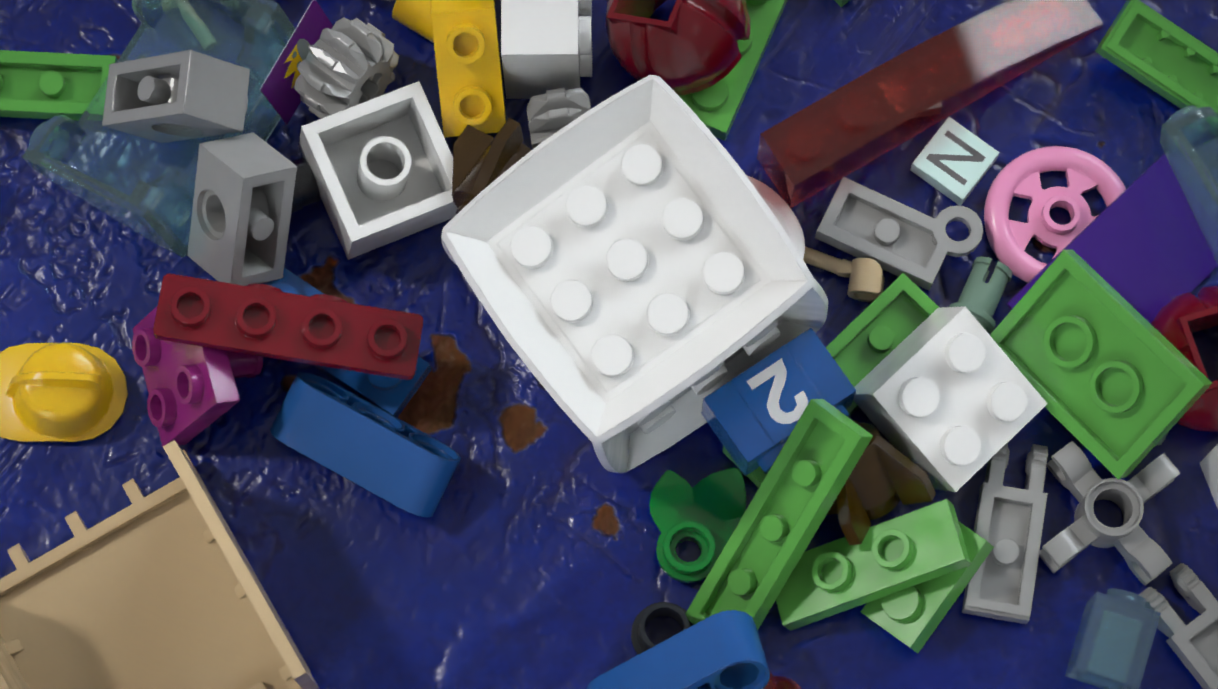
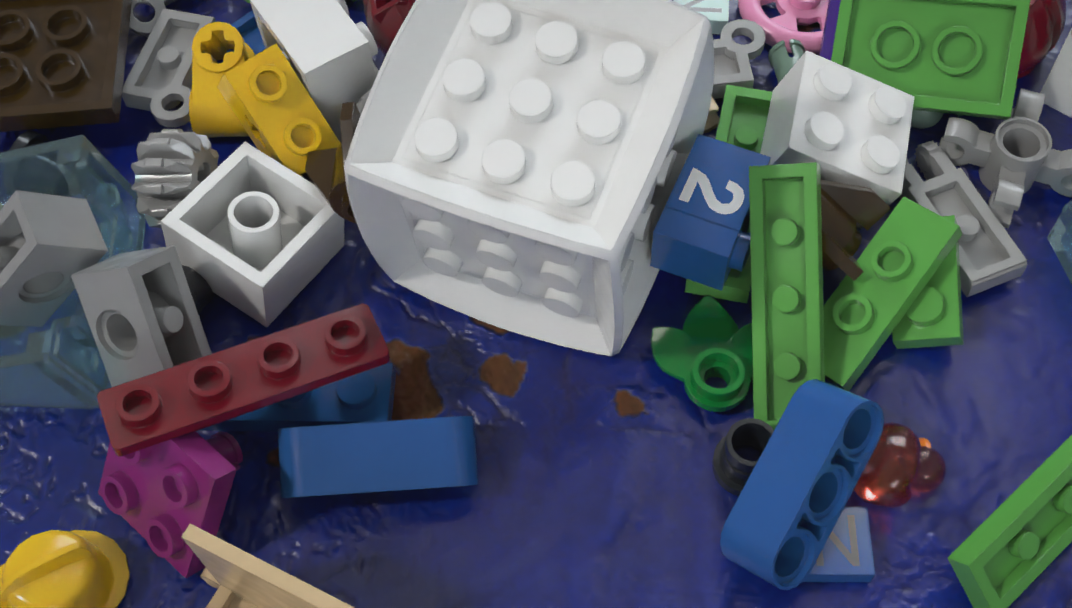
camera: 30 degrees left, 15 degrees down
(280, 82) = (122, 200): dark purple sticker -> none

